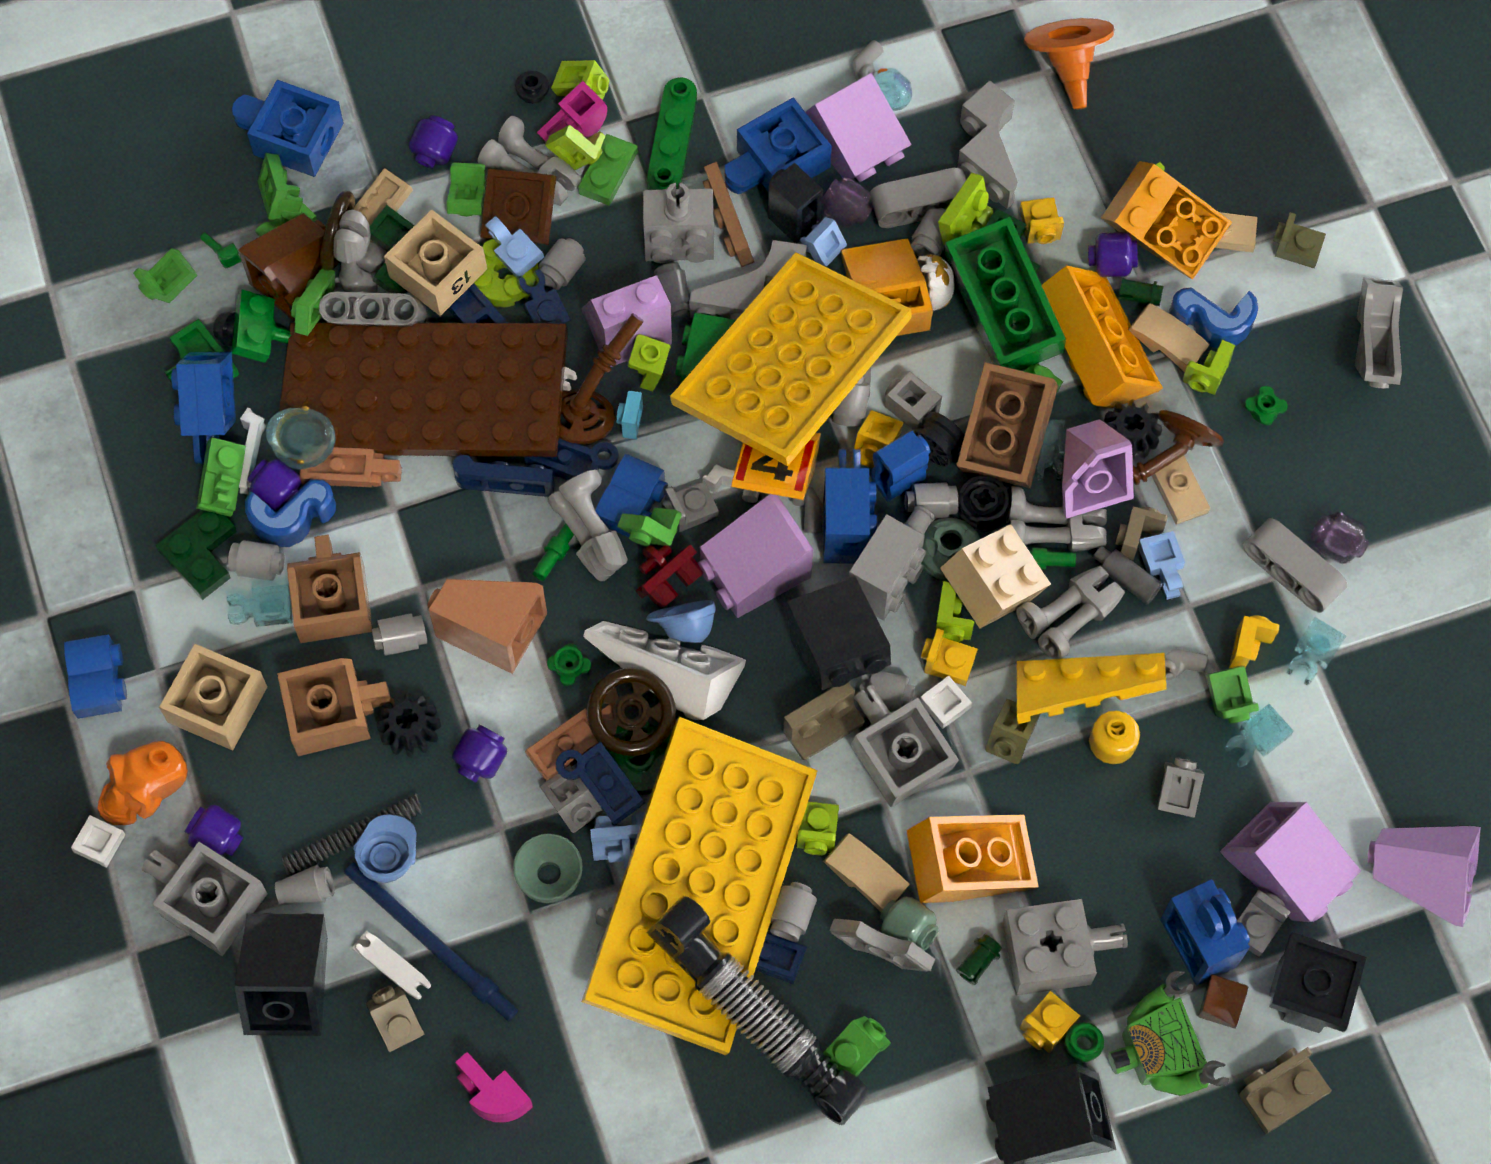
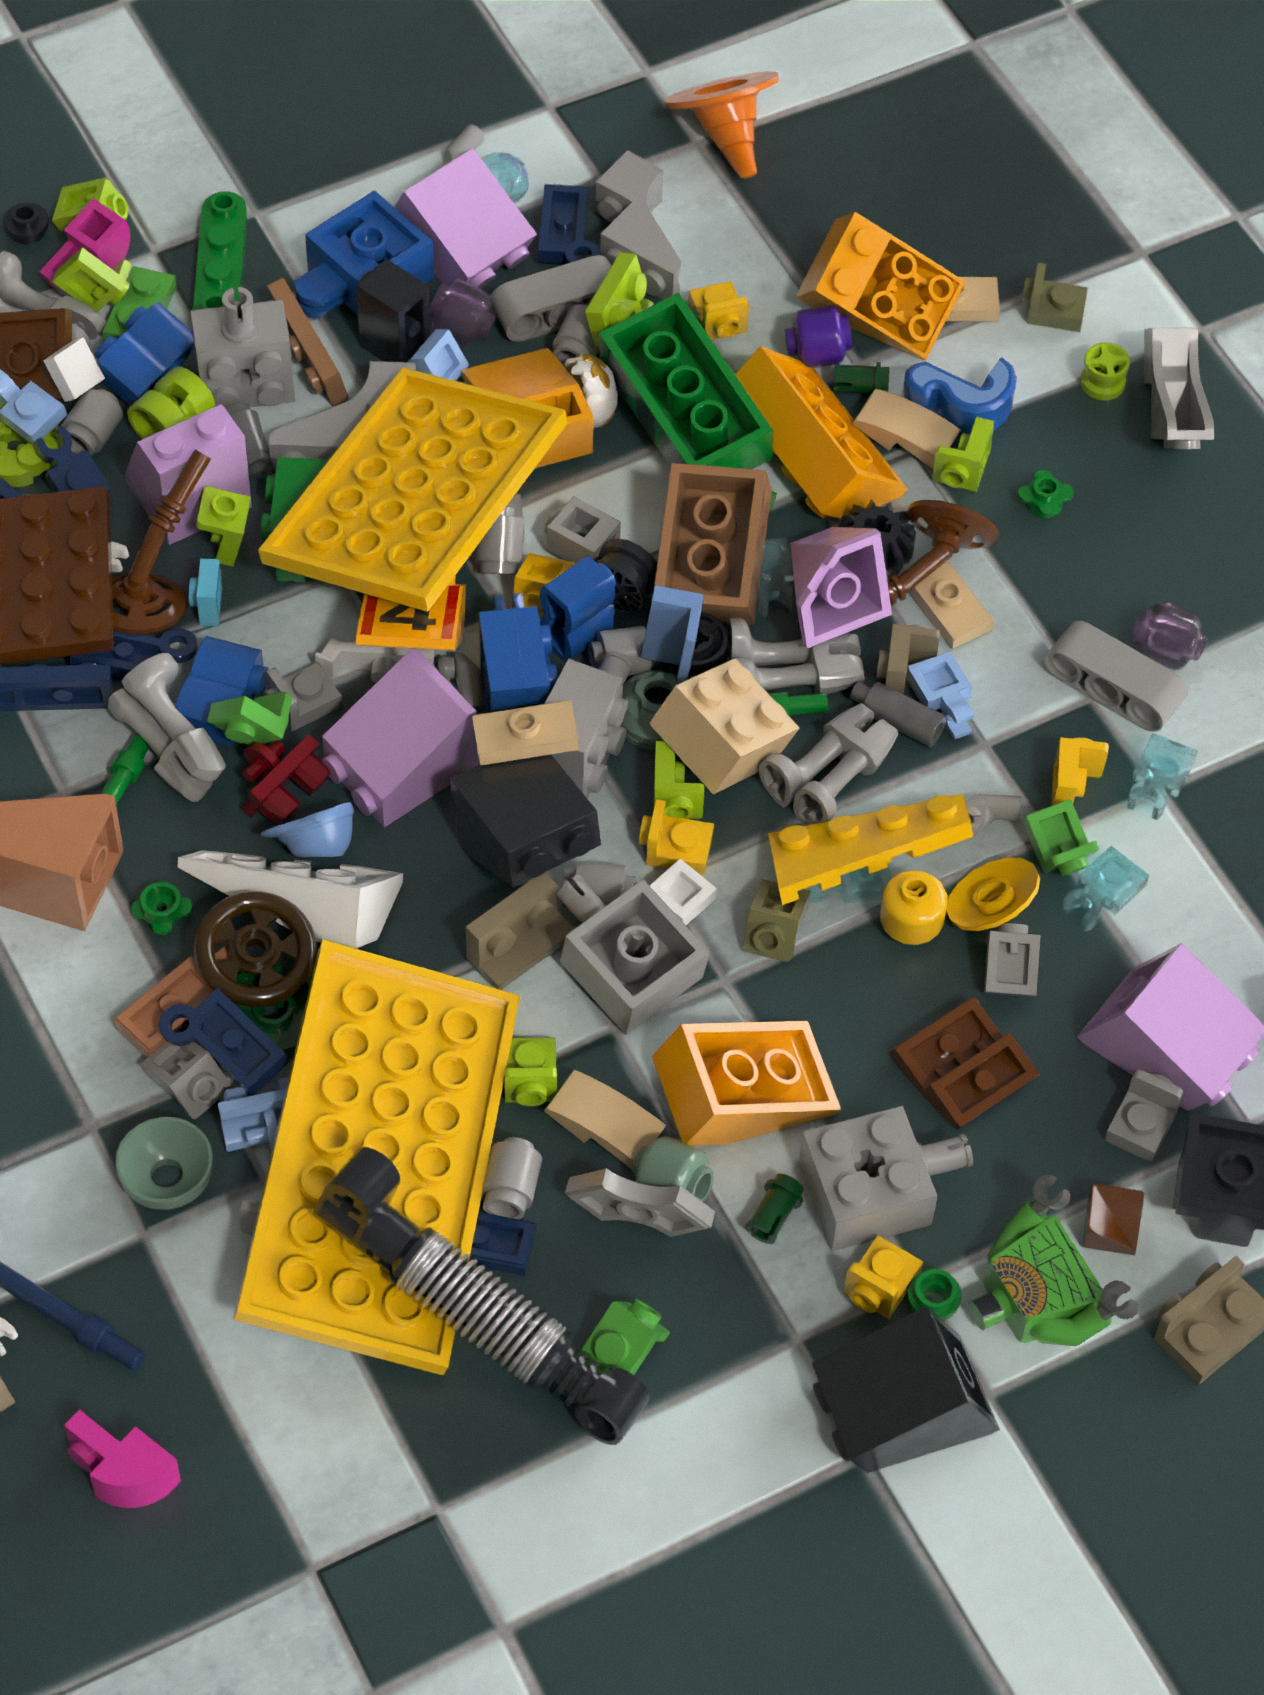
camera: 10 degrees left, 10 degrees down
(479, 753) = (51, 1030): dark purple head -> none
(552, 223) = (74, 369): none -> white tile
(606, 212) = (145, 352): none -> blue brick
(625, 257) = (174, 399): none -> lime wheel
(846, 573) = (525, 732): none -> tan plate
(934, 135) = (564, 224): none -> dark blue hinge
(967, 499) = (673, 628): none -> medium blue panel
(1133, 863) = (964, 1064): none -> reddish brown slope
(1175, 733) = (993, 894): none -> yellow dish
(1205, 931) = (1070, 1113): blue brick -> none
(1335, 302) = (1105, 371): none -> lime wheel

